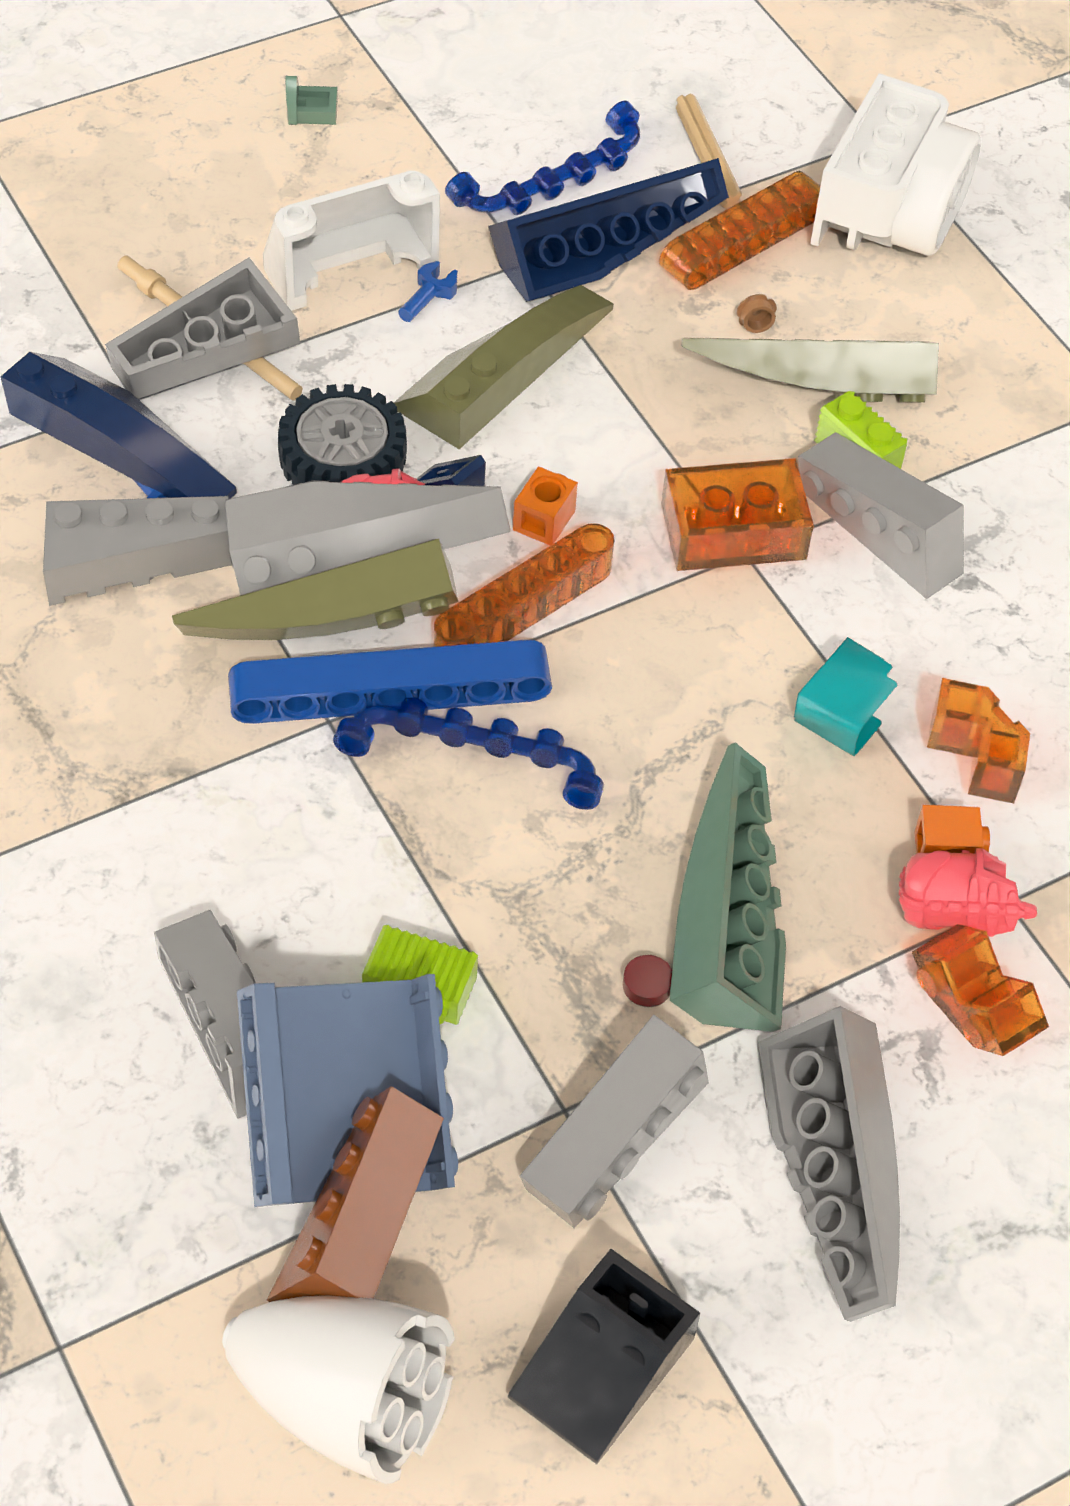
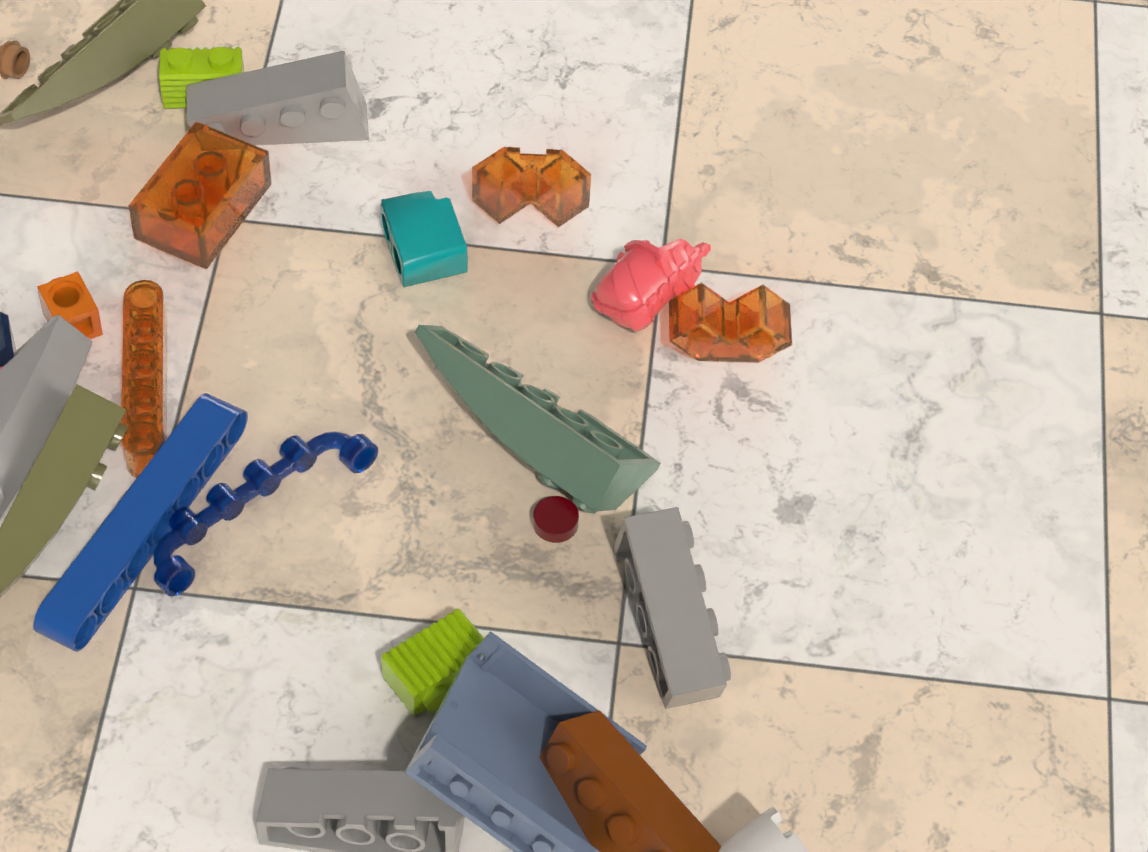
camera: 55 degrees left, 0 degrees up
(605, 1355) = (848, 733): black slope -> none
(839, 1141) = (788, 490): light grey wedge -> none
(950, 829) = (589, 258): orange brick -> none

